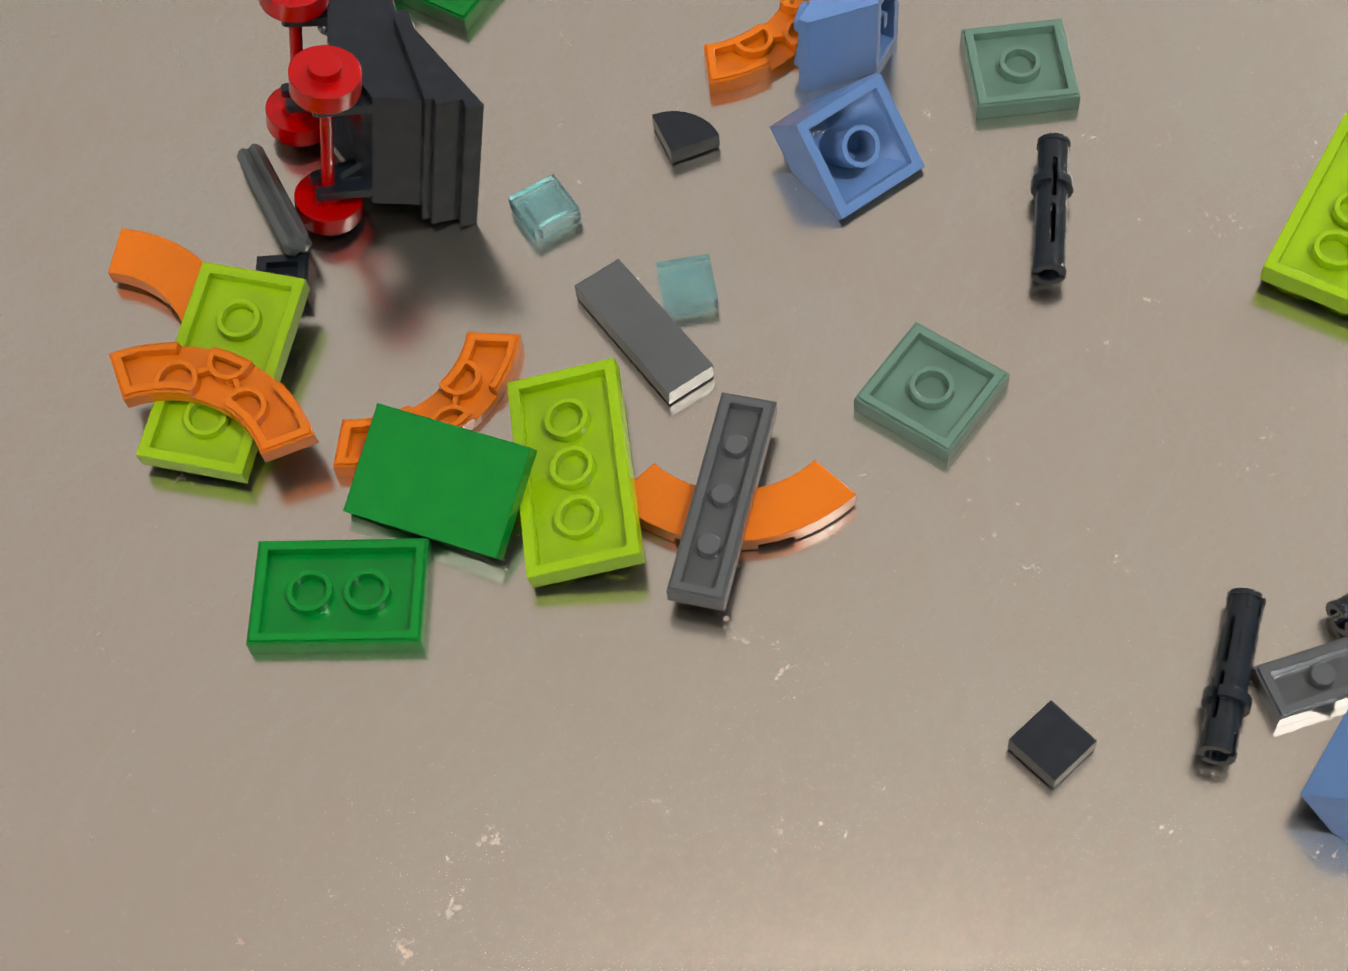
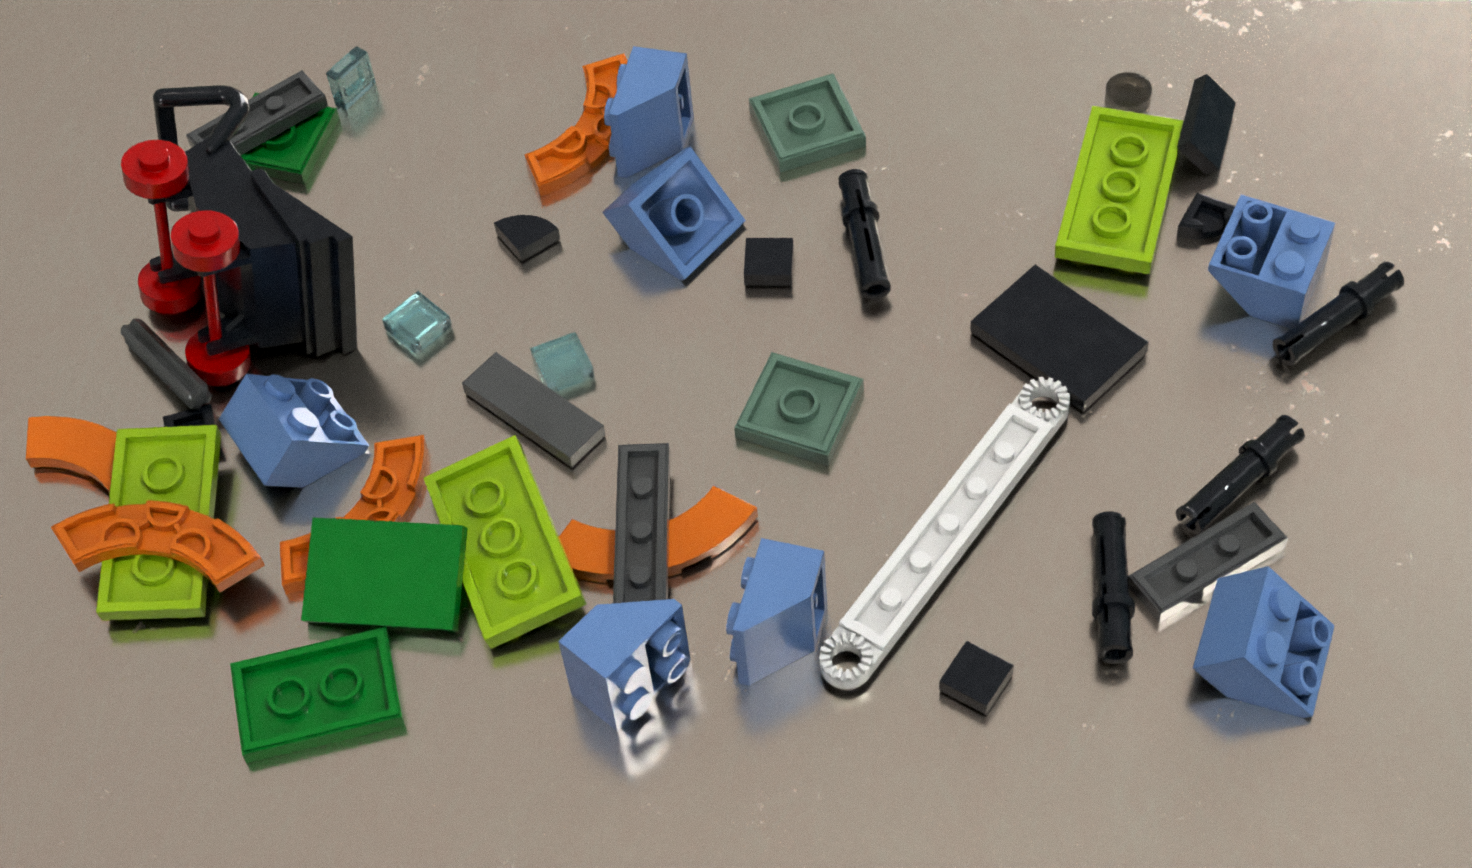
camera: 15 degrees left, 5 degrees down
(383, 299) = (291, 429): none -> medium blue slope
(669, 633) = (625, 656): none -> medium blue slope
(849, 619) = (778, 609): none -> medium blue slope
(938, 218) = (769, 261): none -> black tile
(1057, 569) = (943, 533): none -> white plate
(1242, 372) = (1059, 336): none -> black tile

